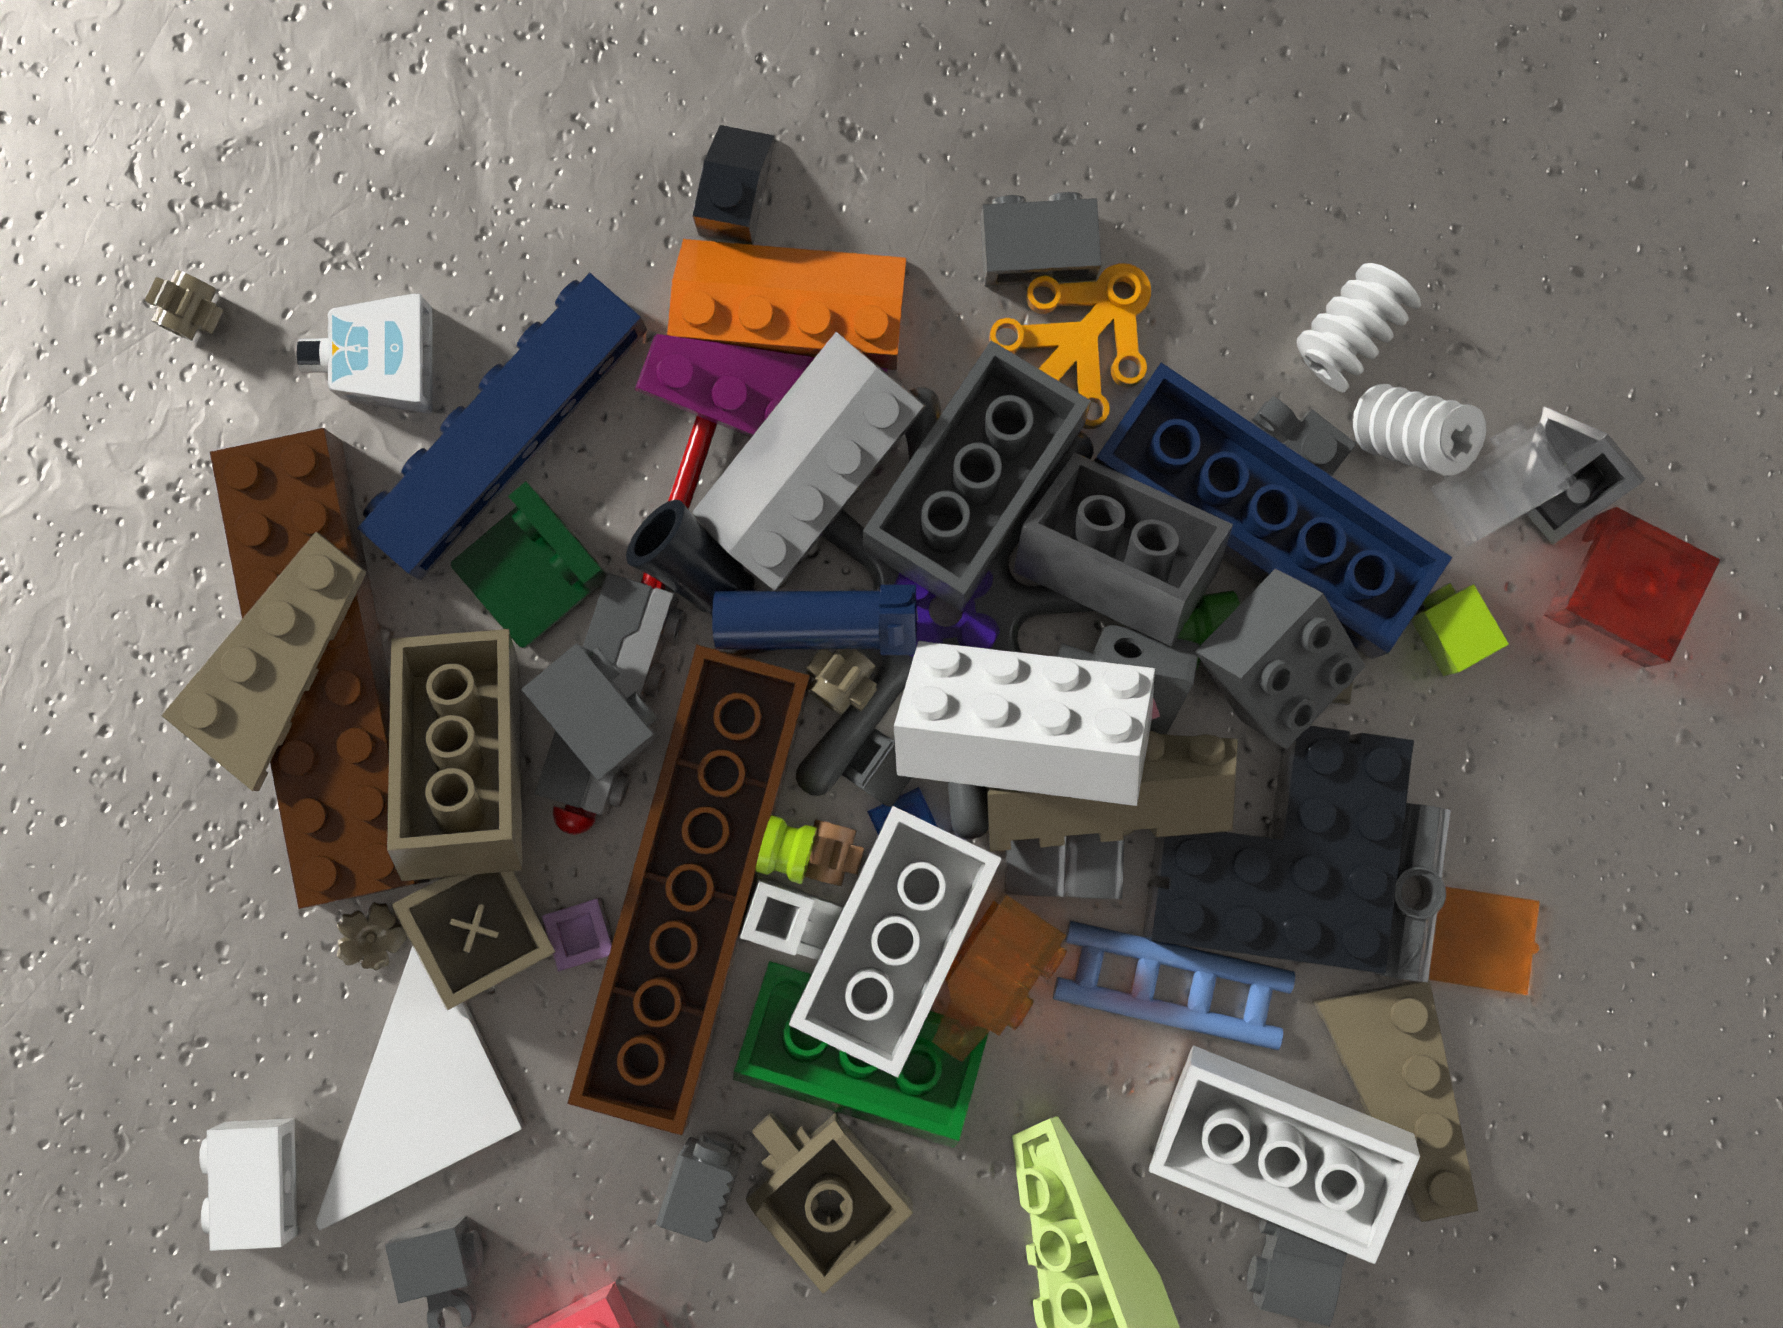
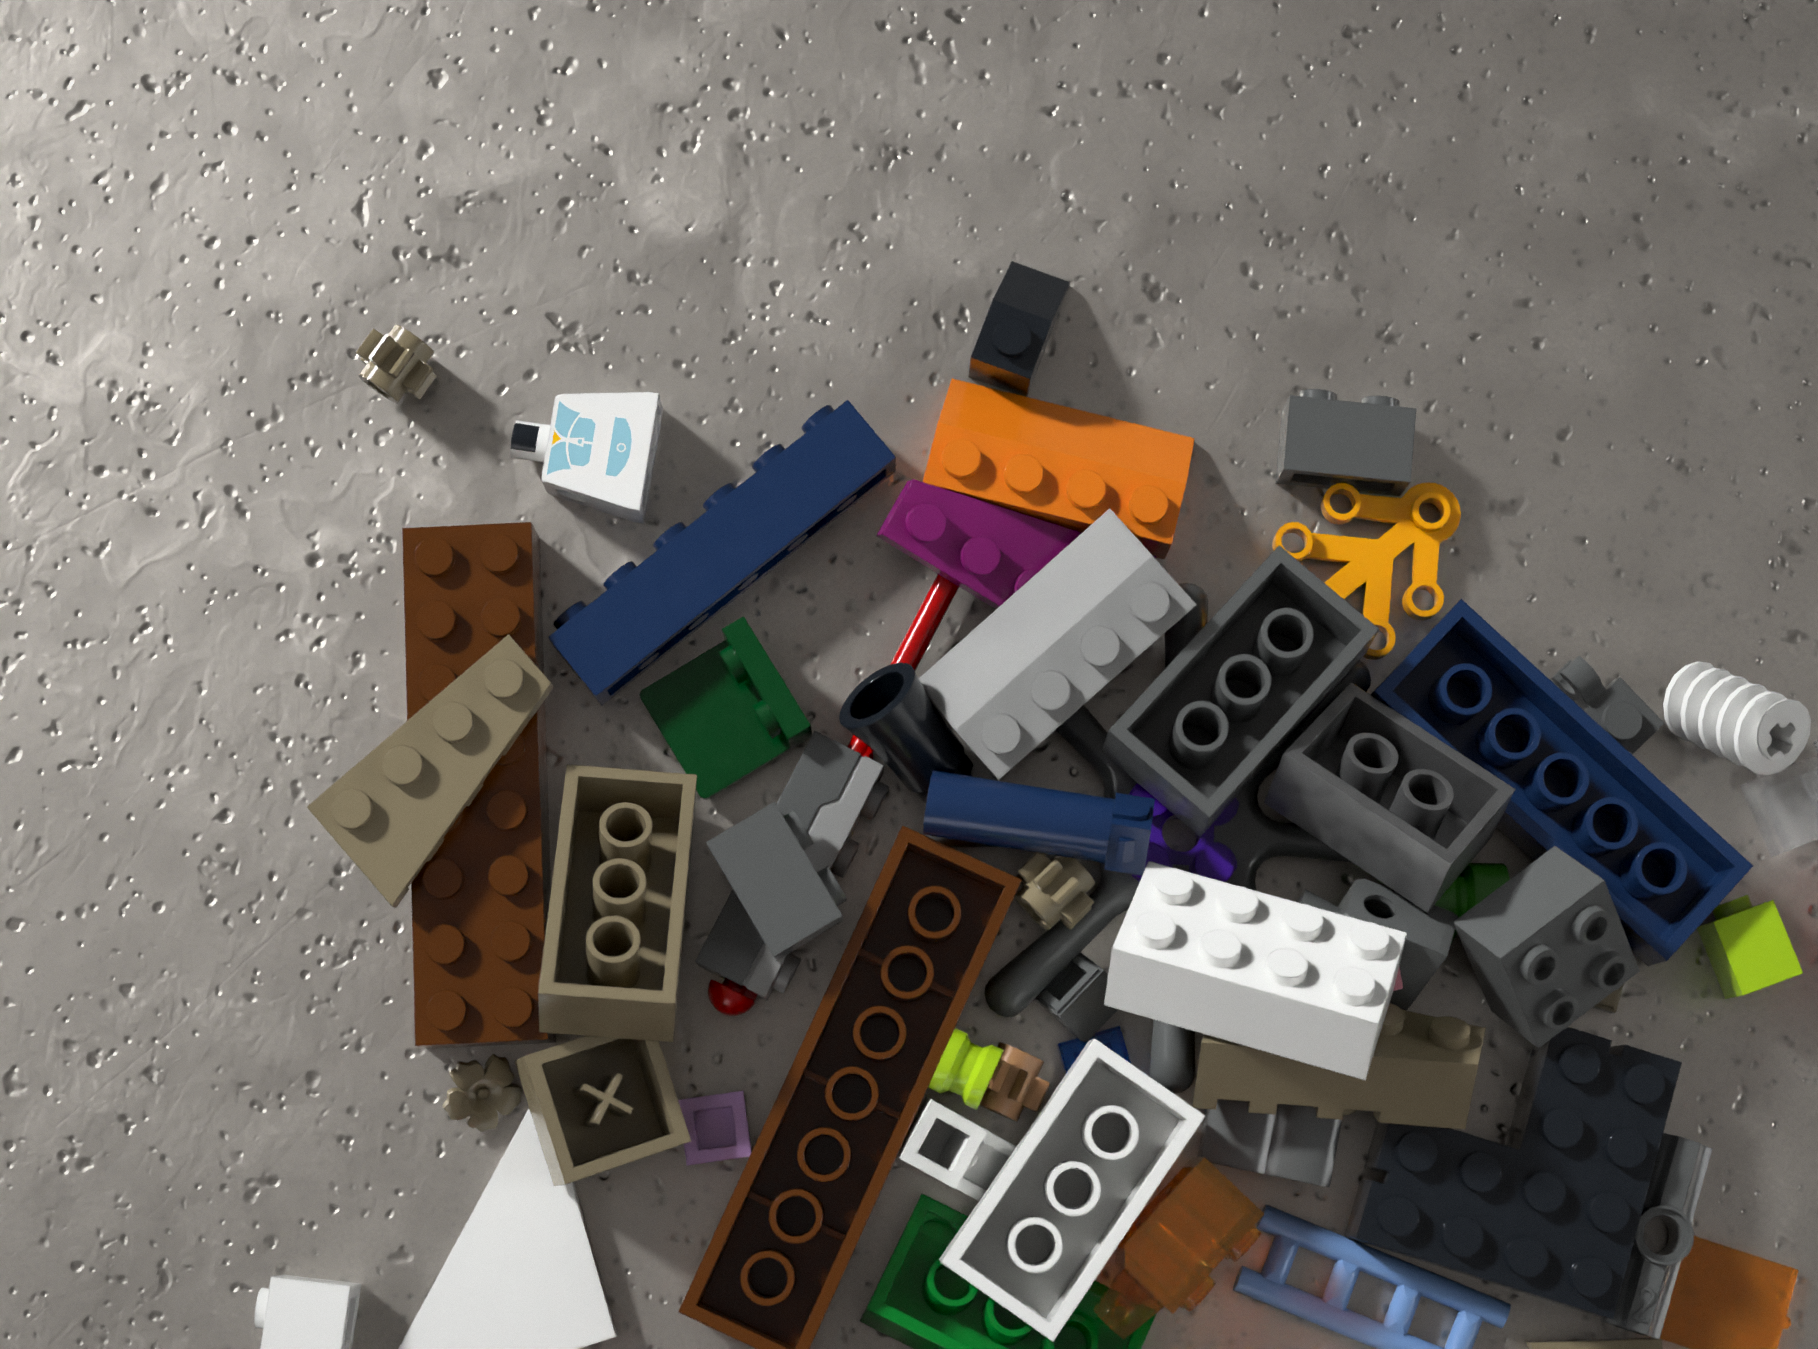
camera: 10 degrees right, 5 degrees down
(1353, 321) = (1681, 587): white piece -> none

